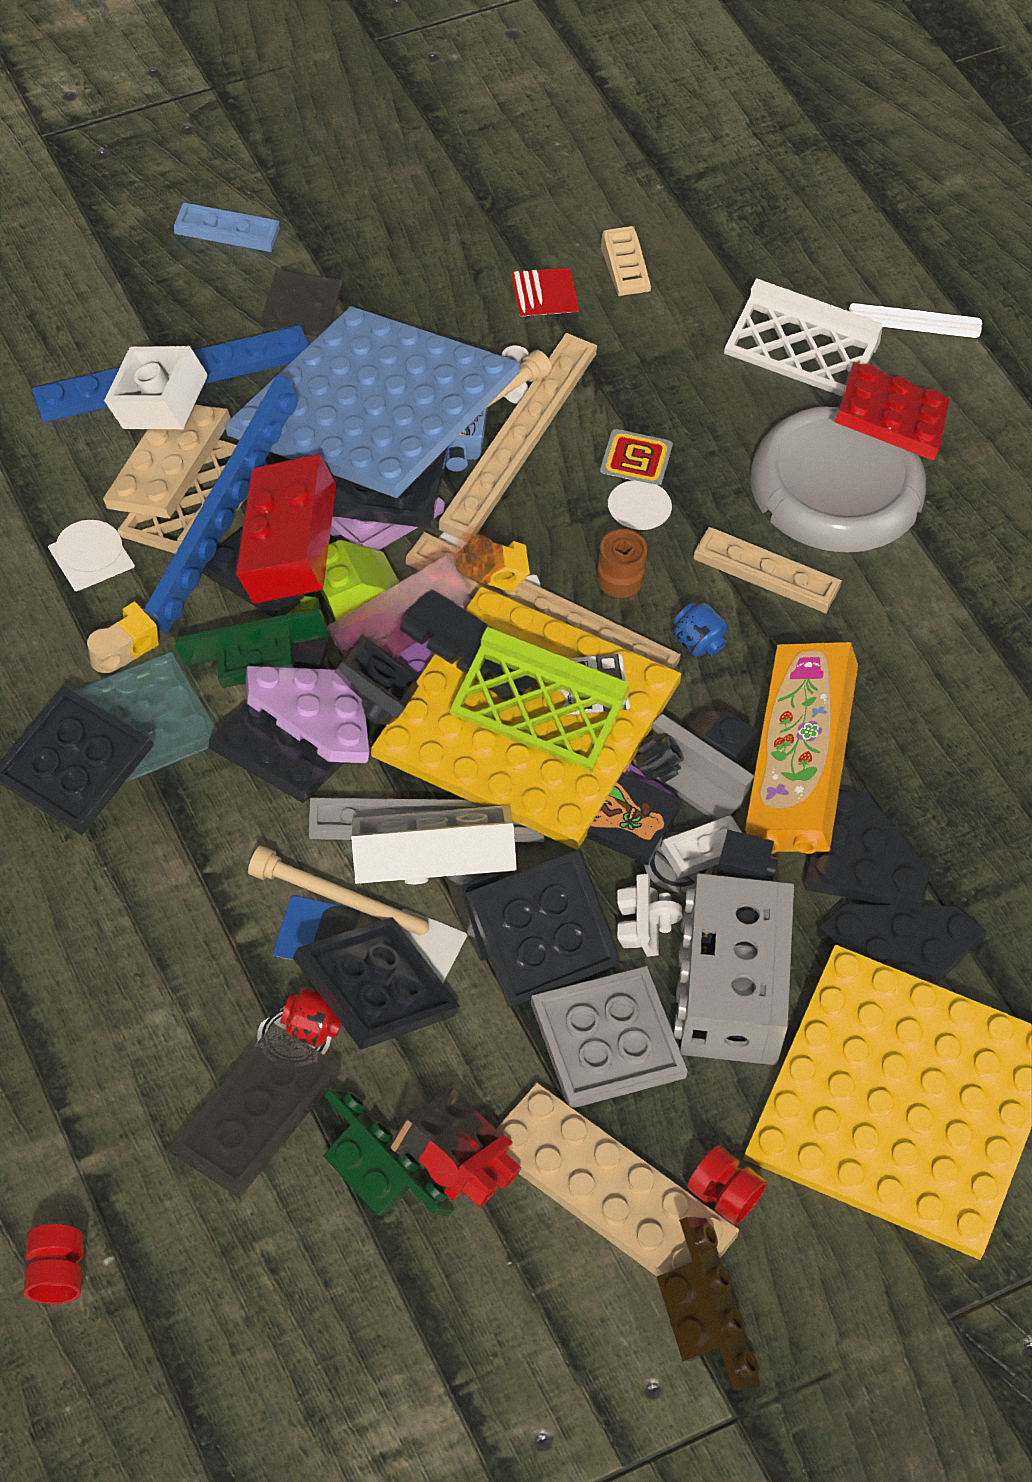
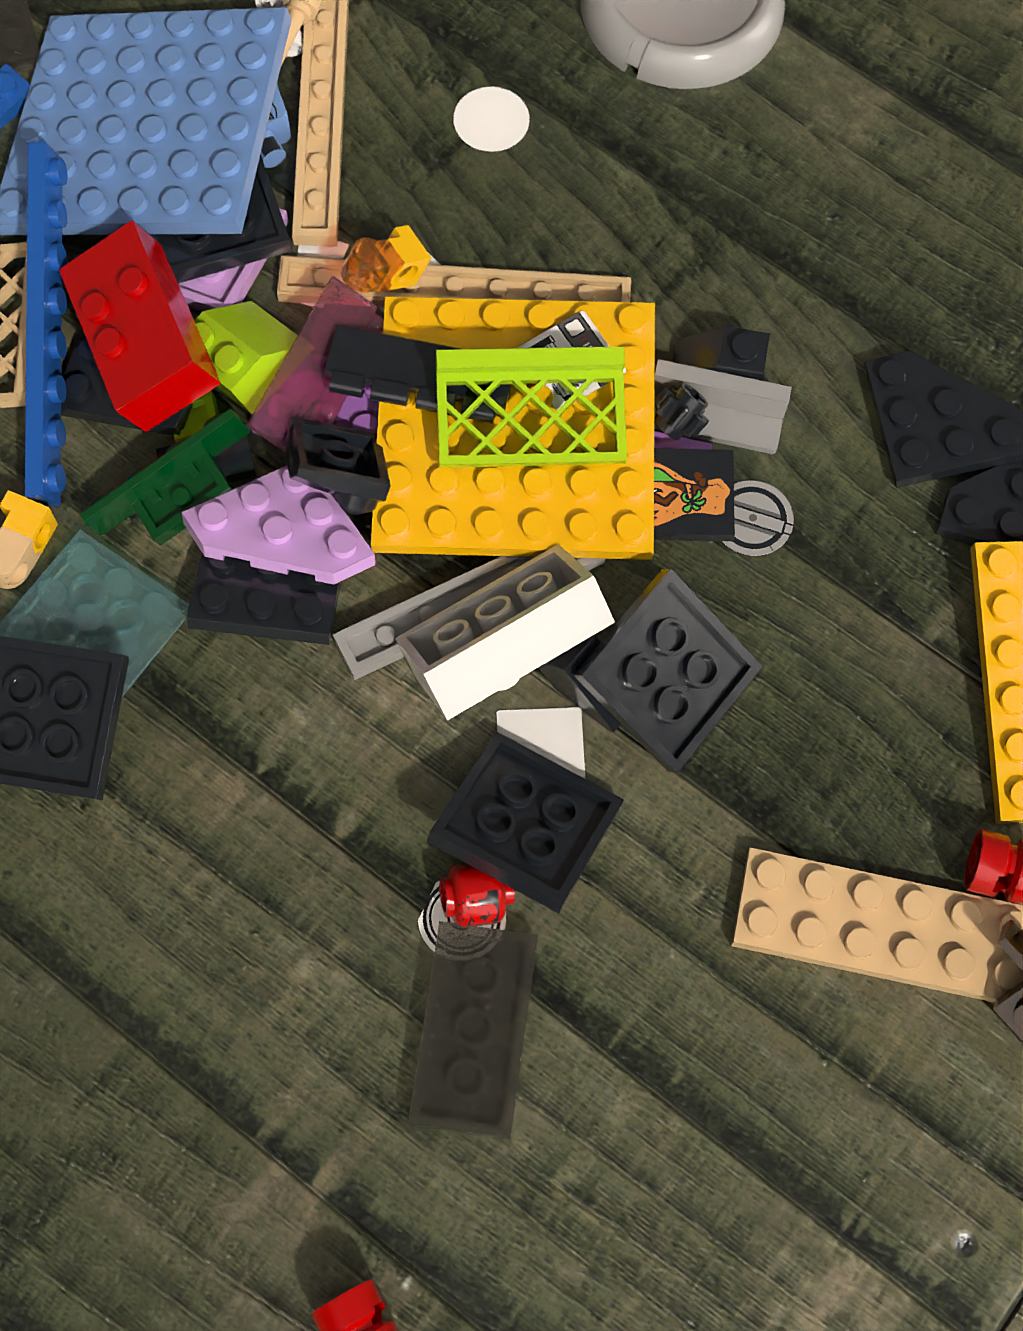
camera: 25 degrees left, 15 degrees up
(267, 865) = (328, 734): tan piece -> none
(311, 921) = (416, 783): blue sticker -> none
(373, 1167) = (634, 1027): dark green bracket -> none
(457, 1148) = (718, 972): hips -> none
(608, 1037) = (794, 758): light grey plate -> none
(621, 563) = (517, 198): dark orange wheel -> none
(636, 457) = (458, 64): sticker -> none
(651, 916) = (764, 620): white hips -> none
(698, 847) = (776, 490): white plate -> none
(700, 630) = (640, 240): blue head -> none
(738, 994) = (892, 619): light grey piece -> none
(747, 857) = (840, 504): black brick -> none
(767, 569) = (666, 136): tan tile -> none
(803, 746) = (820, 330): brick -> none

